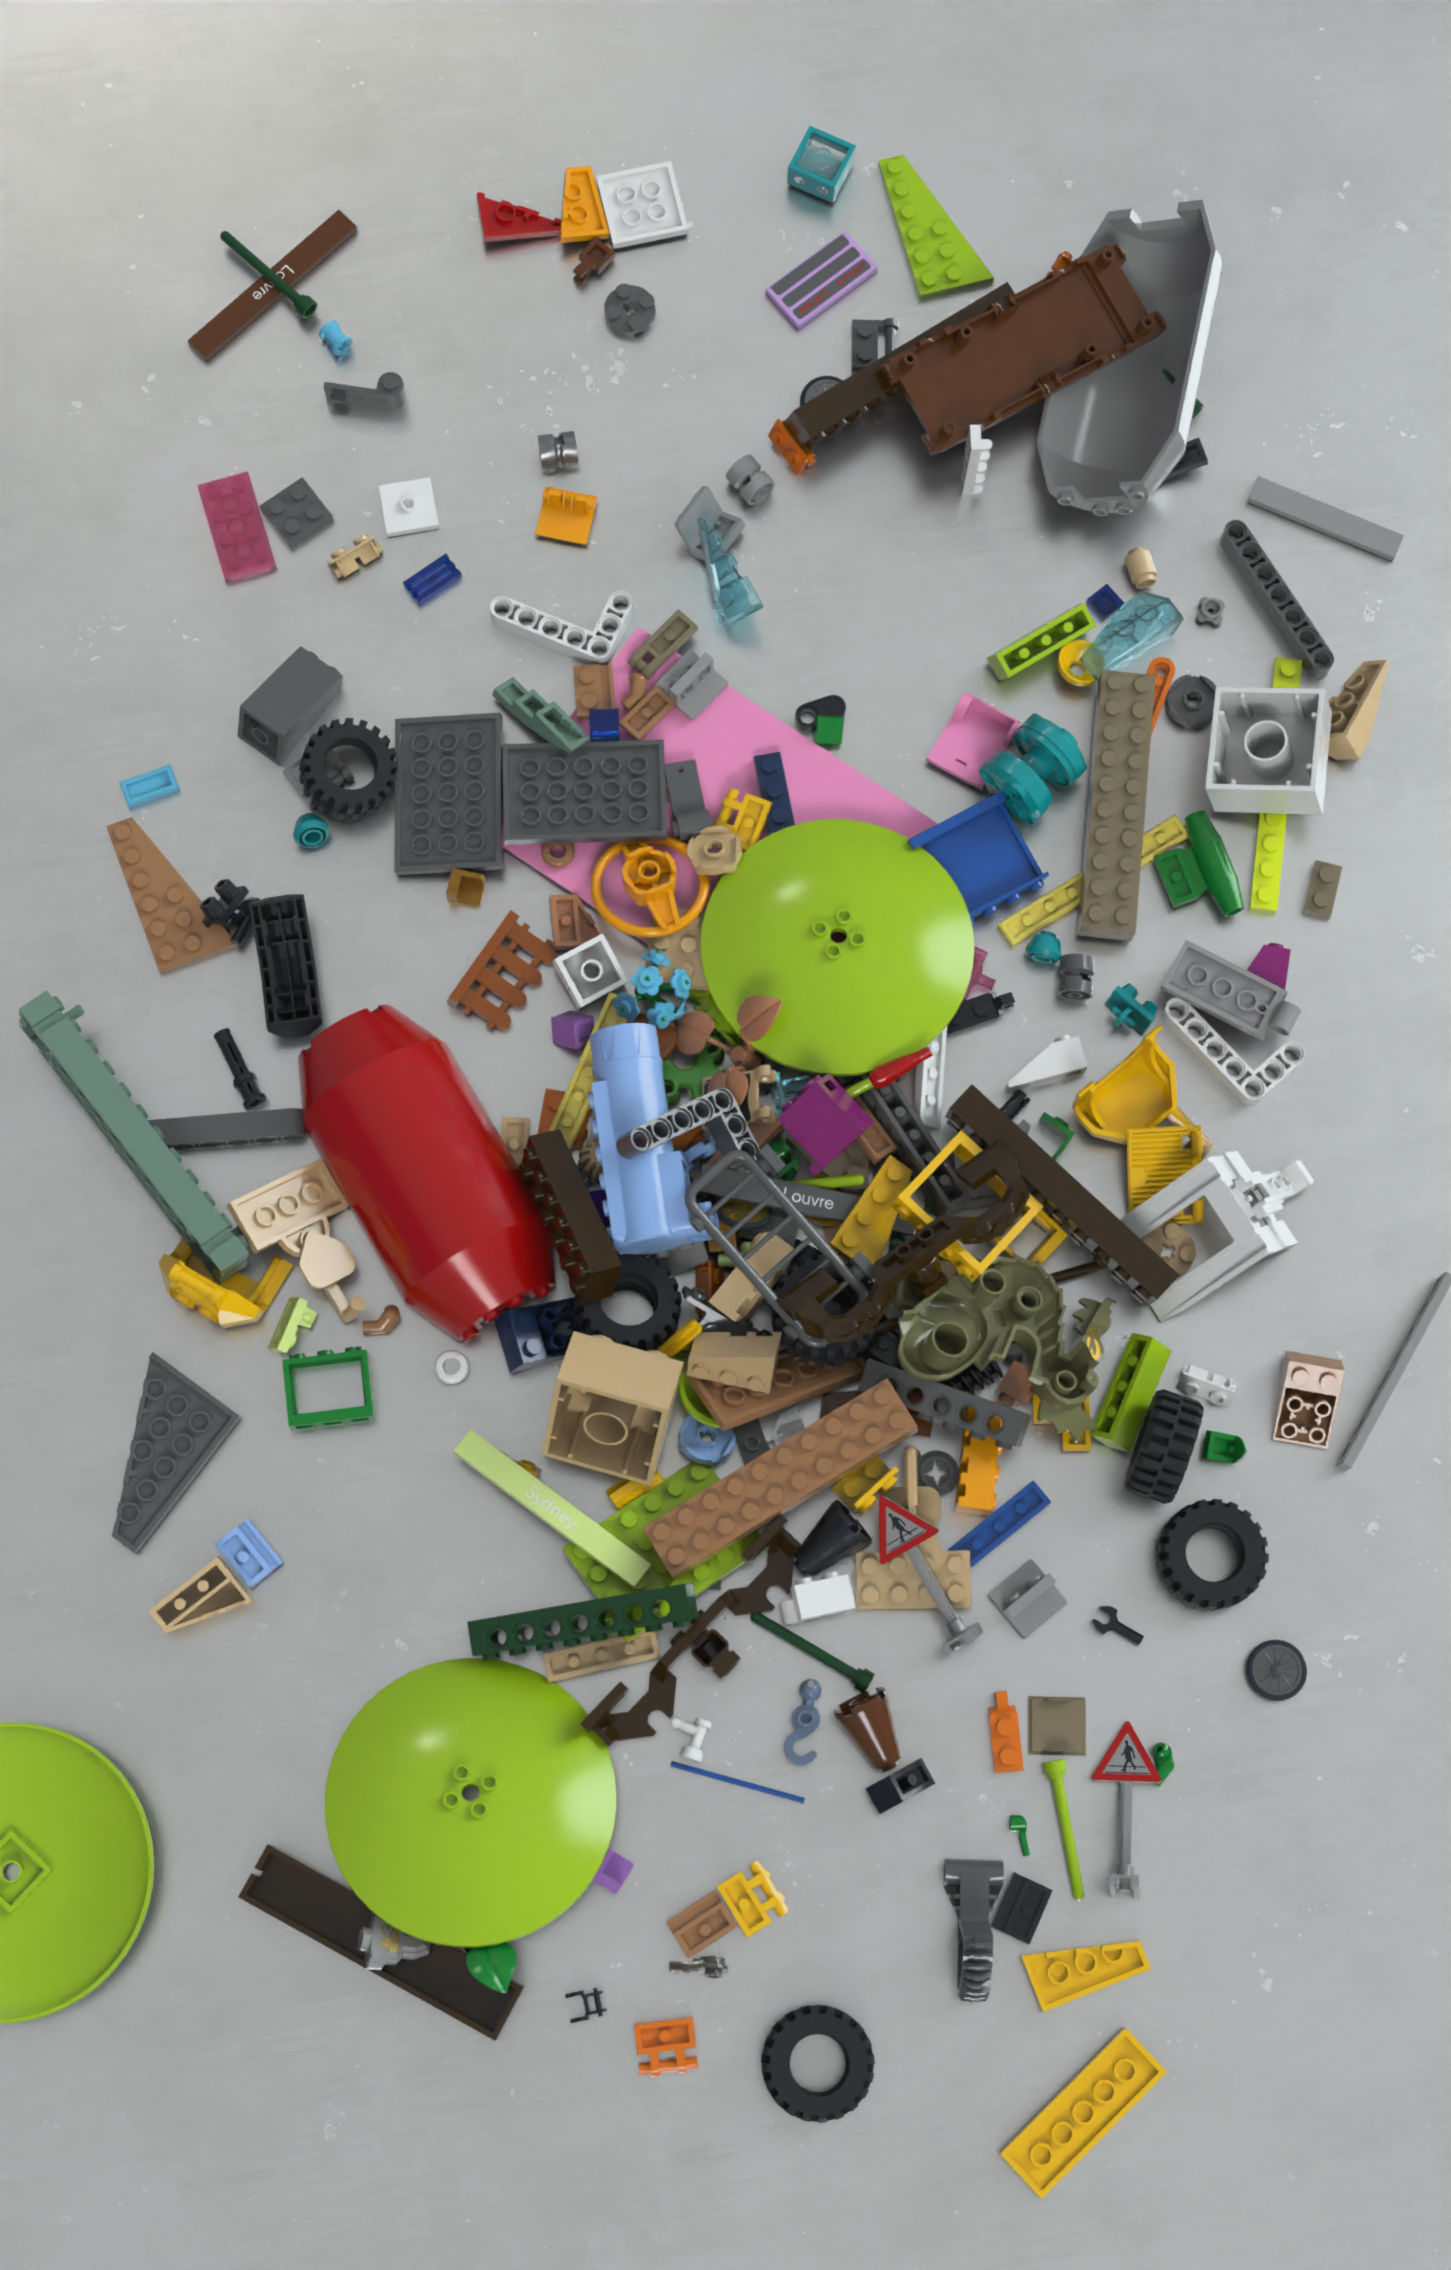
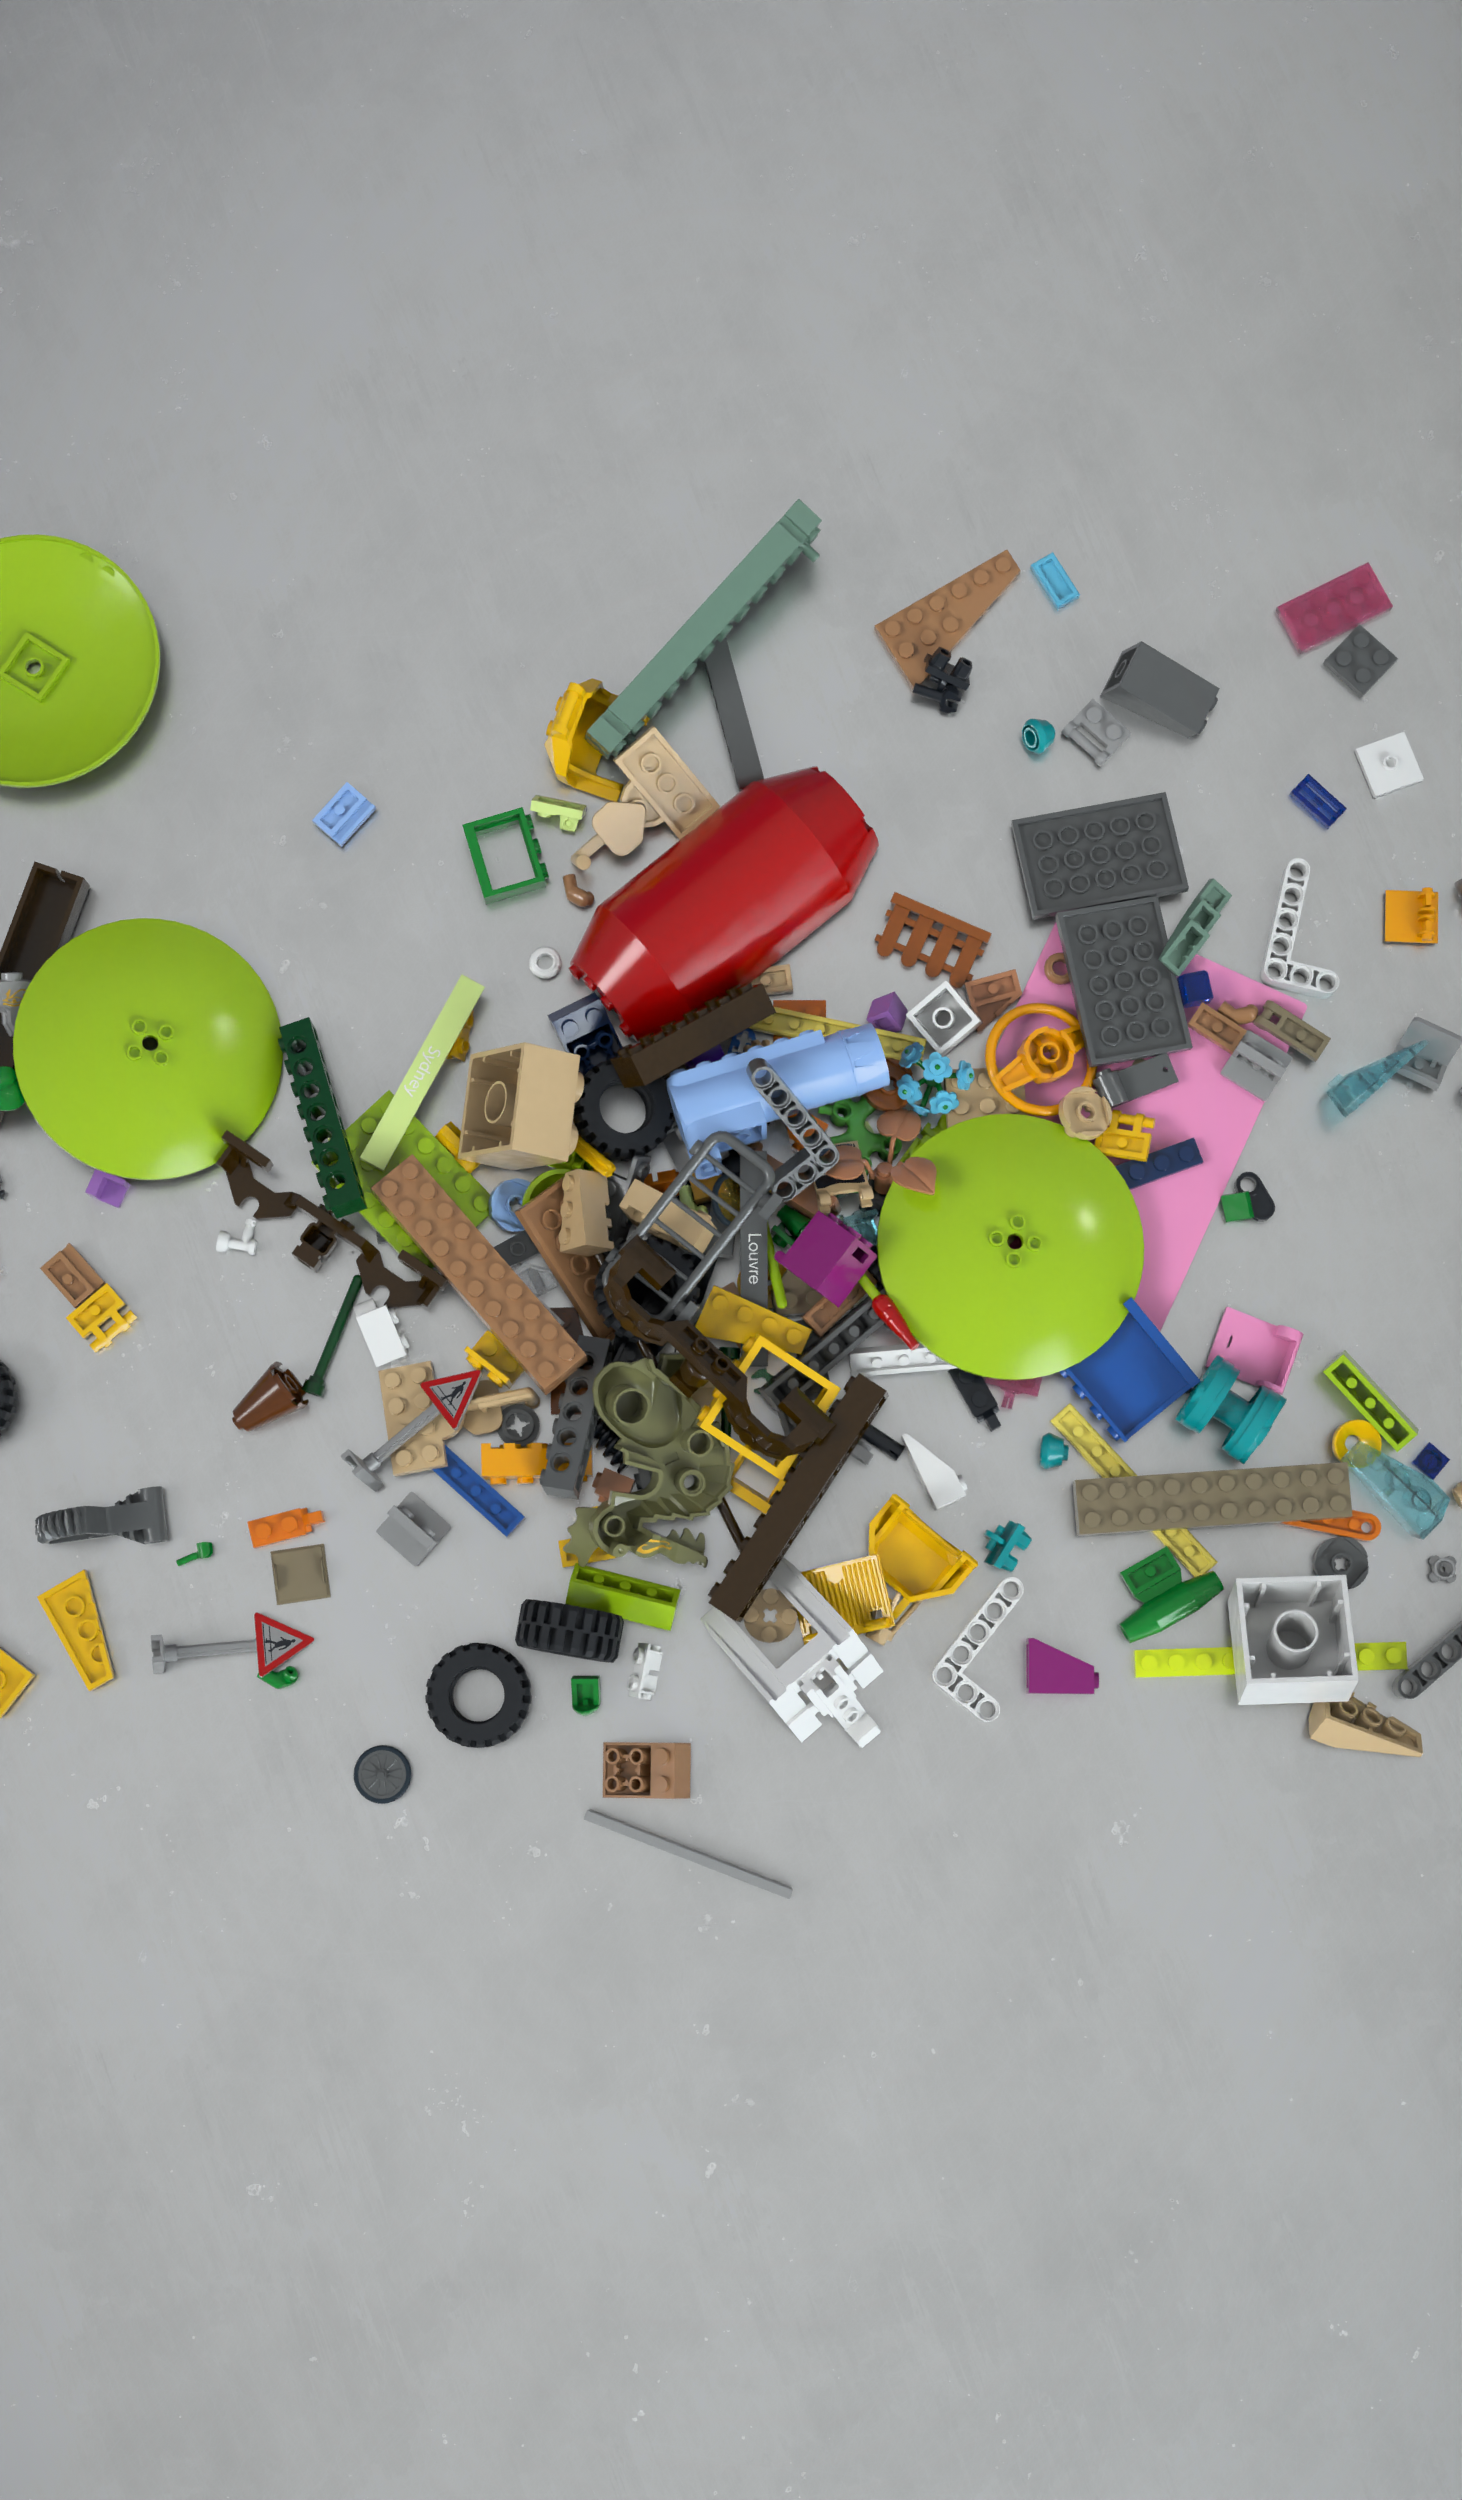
camera: 85 degrees right, 5 degrees up
(172, 1441) = (434, 727): dark grey wing -> none
(200, 1597) = (298, 781): tan wedge -> none
(244, 1080) = (781, 721): black pin -> none
(286, 965) = (898, 737): black piece -> none
(345, 560) = (1334, 729): tan hinge -> none
(347, 800) = (1070, 767): black tyre -> none
(465, 887) = (1008, 889): pearl gold panel -> none
(593, 688) = (1232, 973): medium nougat plate -> none
(600, 1656) = (291, 1129): tan plate -> none
(698, 1151) = (779, 1146): light blue plate -> none
(711, 1966) = (35, 1291): clear smoke plate -> none
(737, 1782) = (205, 1288): blue piece -> none
(805, 1721) = (268, 1339): sand blue piece -> none
(831, 1541) = (437, 1336): black cone -> none
(900, 1785) = (222, 1436): black slope -> none
(1021, 1908) = (127, 1563): black plate -> none
(1056, 1772) = (257, 1577): lime piece -> none
(1059, 1128) = (873, 1493): green bracket -> none
(1076, 976) = (1028, 1486): dark grey wheel -> none
(1116, 1626) = (401, 1615): black bar -> none
(1229, 992) = (1035, 1635): light grey hinge -> none
(1322, 889) = (1167, 1721): dark tan plate -> none

